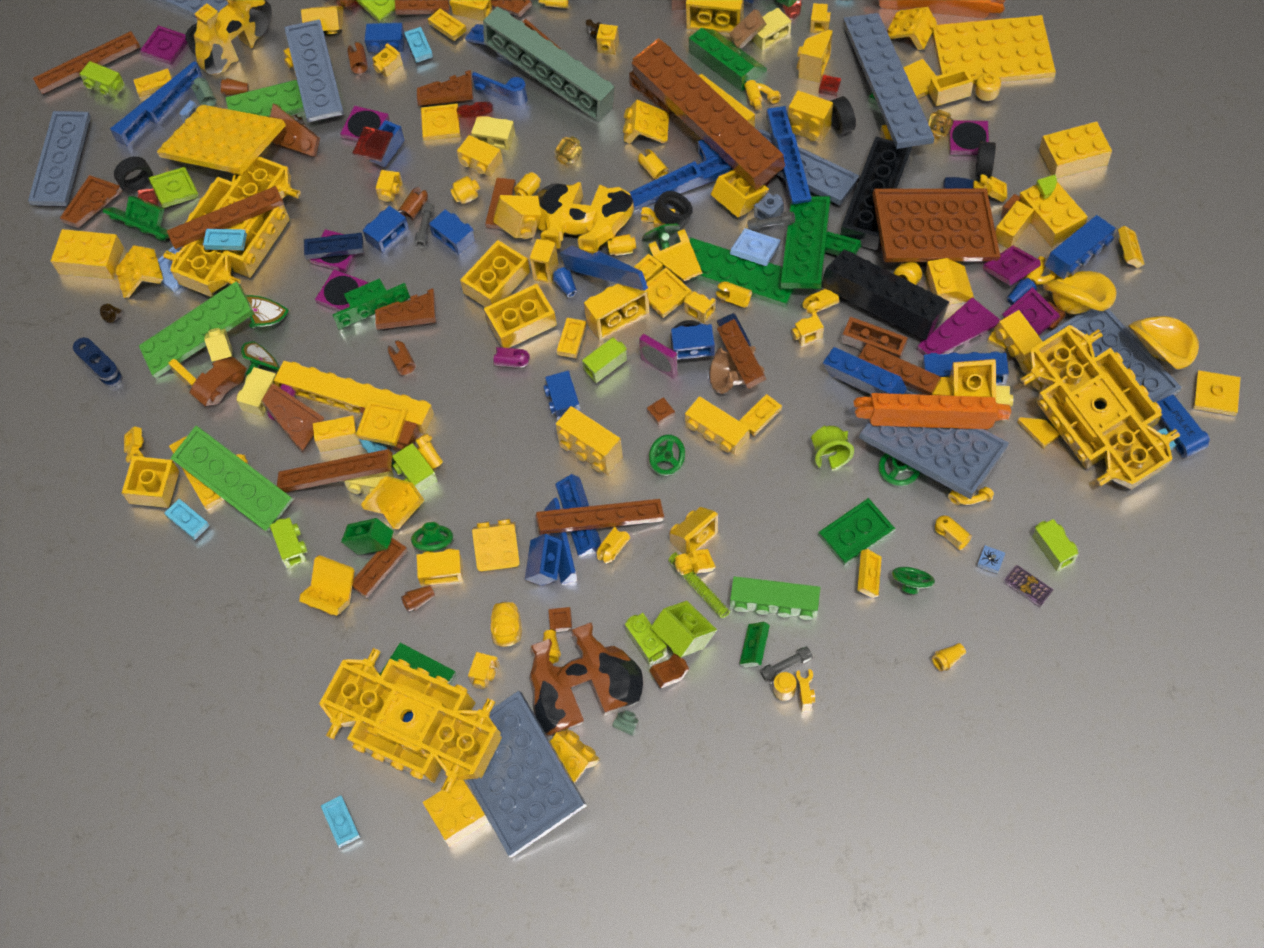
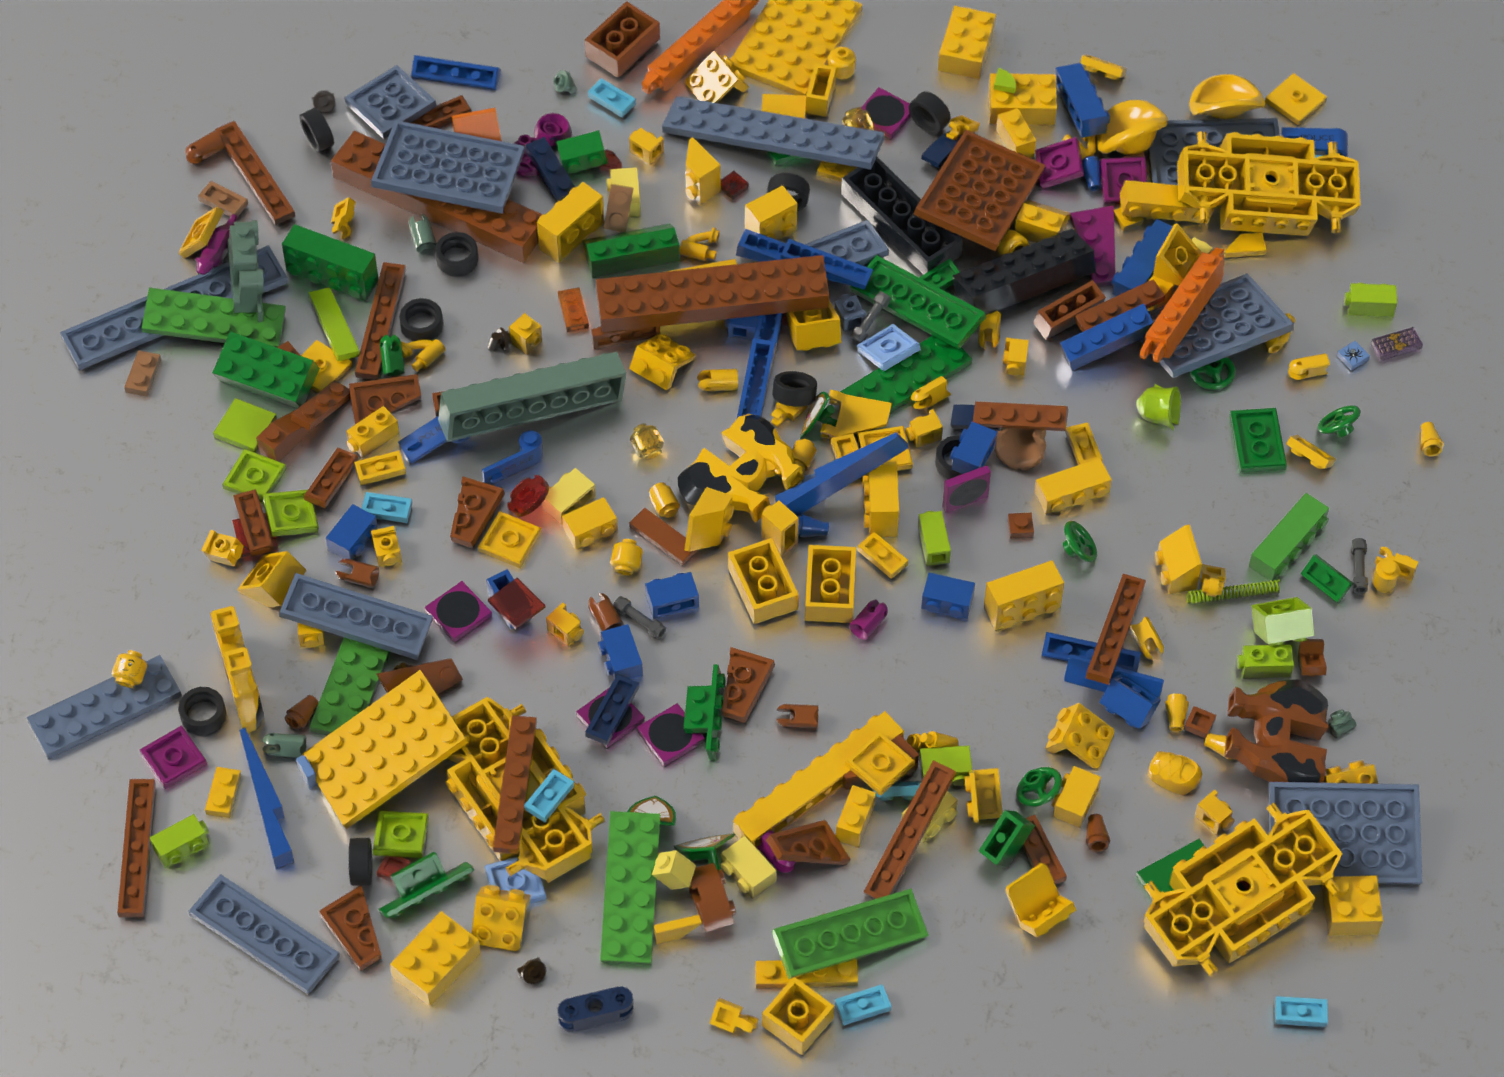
camera: 65 degrees left, 5 degrees down
(288, 543) = (956, 919): lime brick -> none
(561, 597) = (1176, 710): none -> yellow cone
(1009, 204) = (993, 126): dark orange tile -> none

